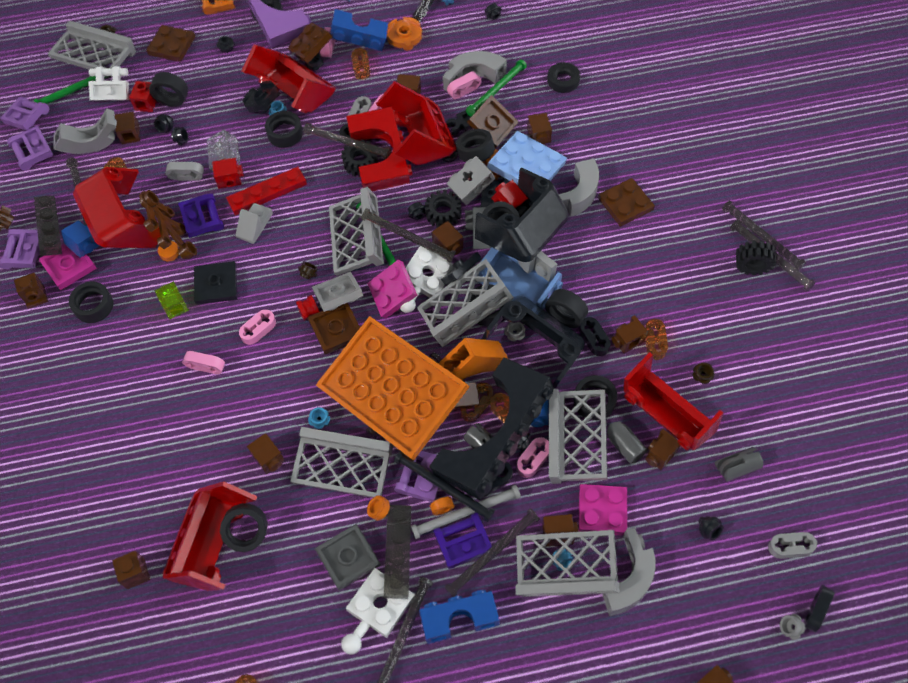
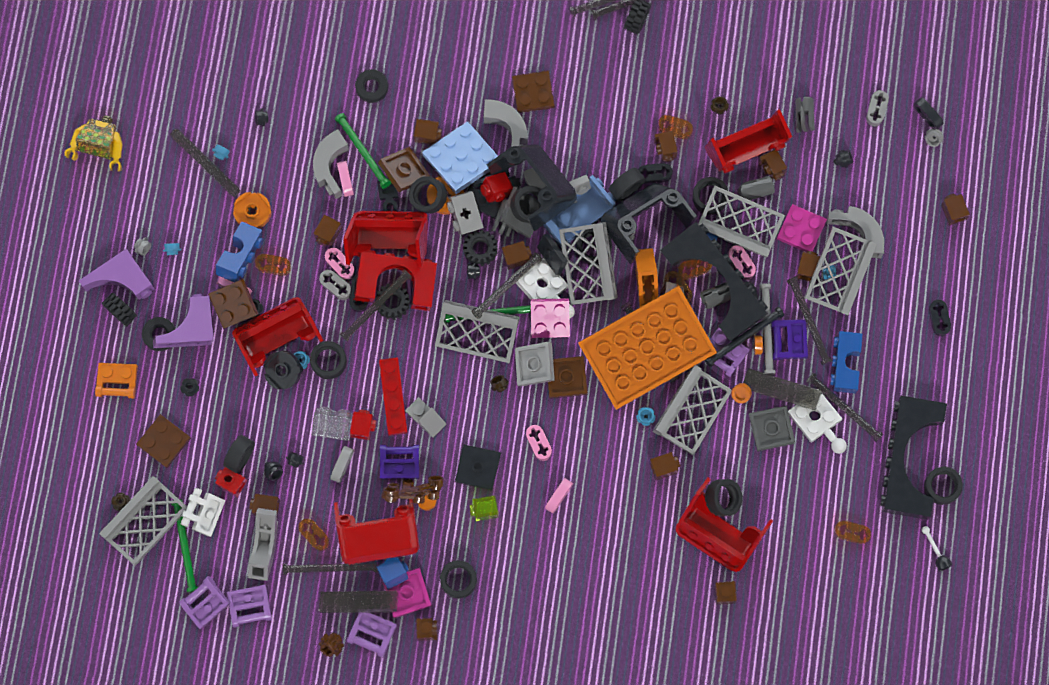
camera: 70 degrees left, 15 degrees up
(307, 307) = (538, 394): red wheel -> none

